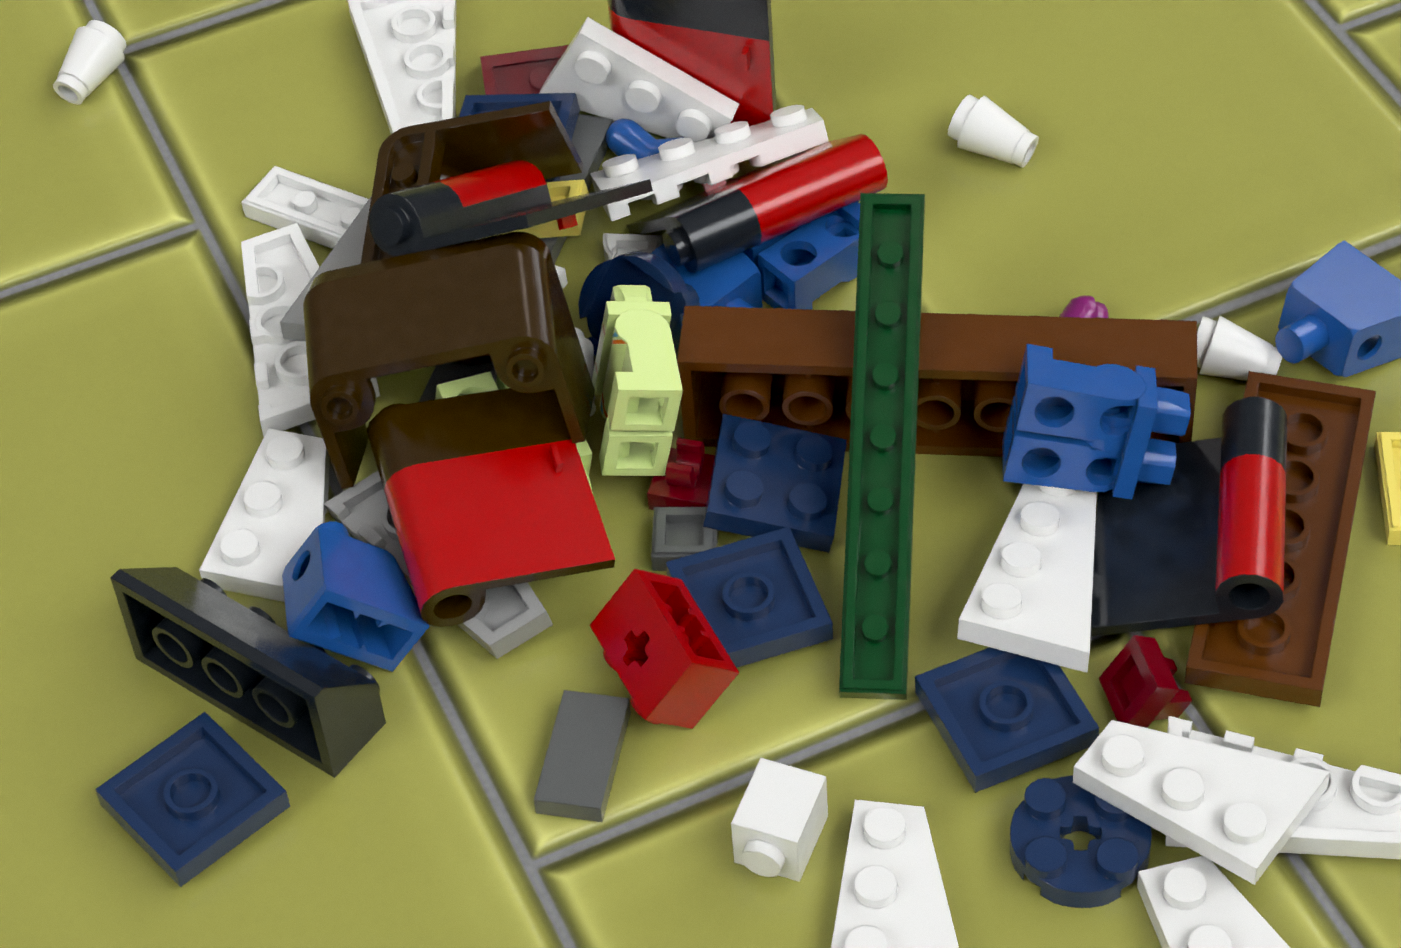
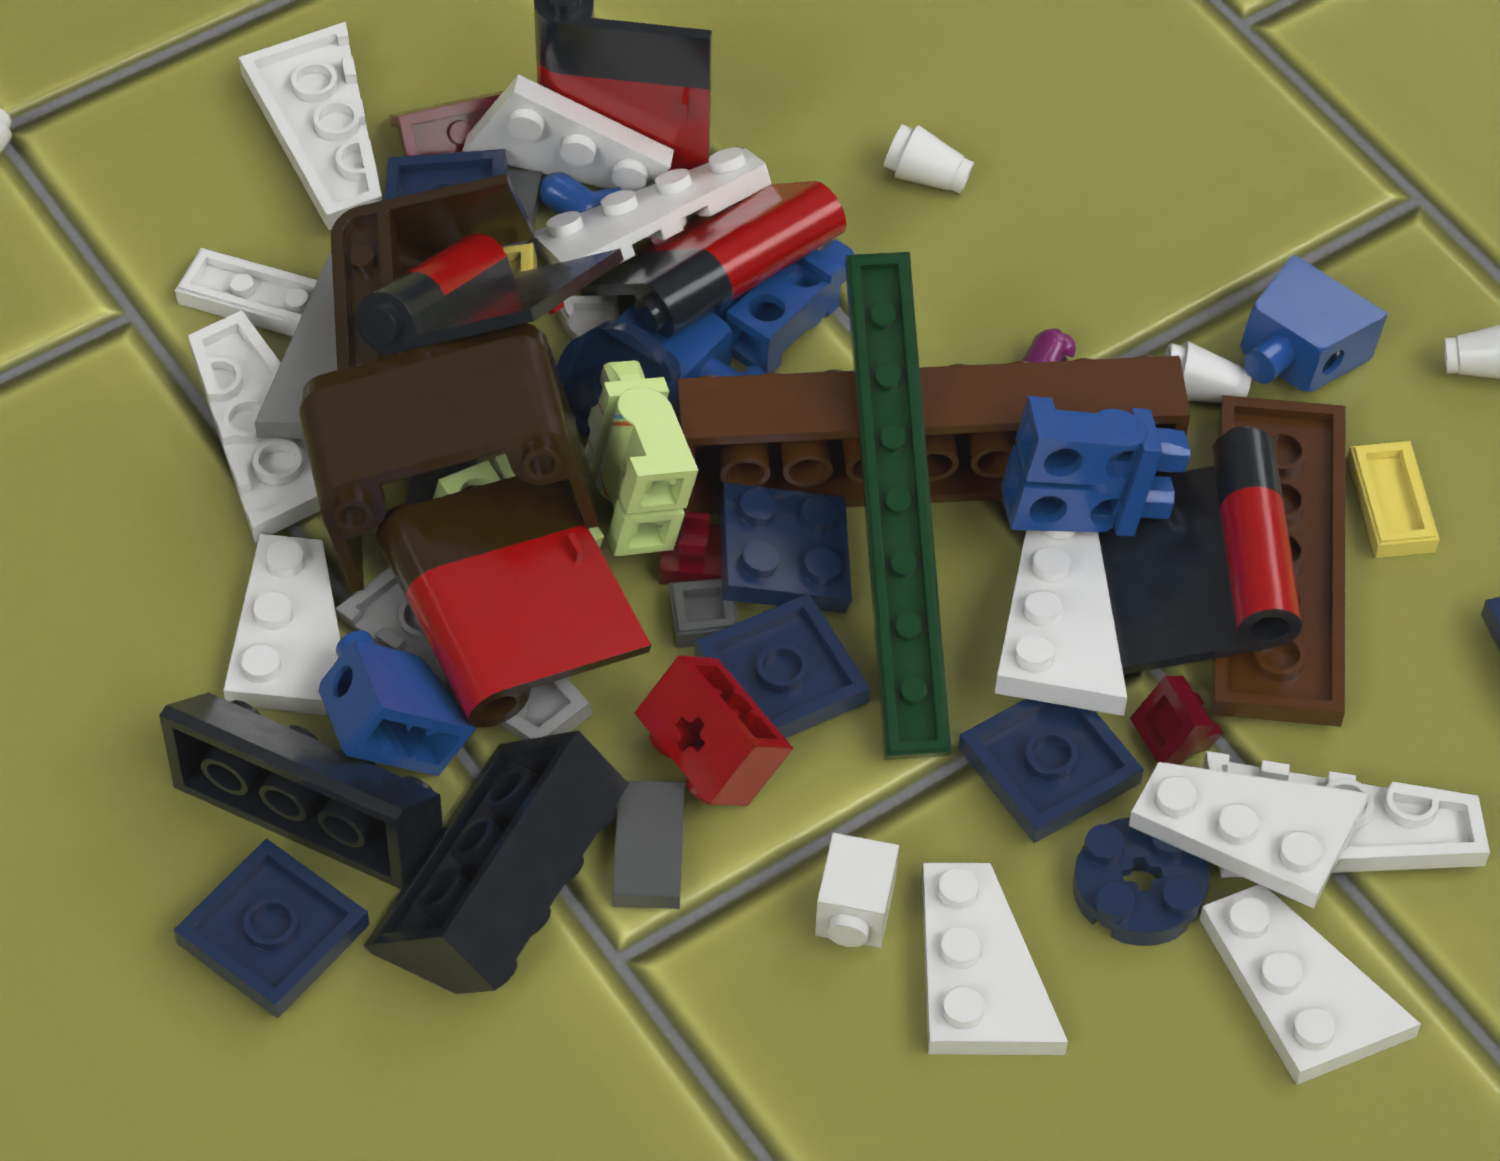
camera: 15 degrees left, 5 degrees up
(430, 759) = (500, 863): none -> black slope

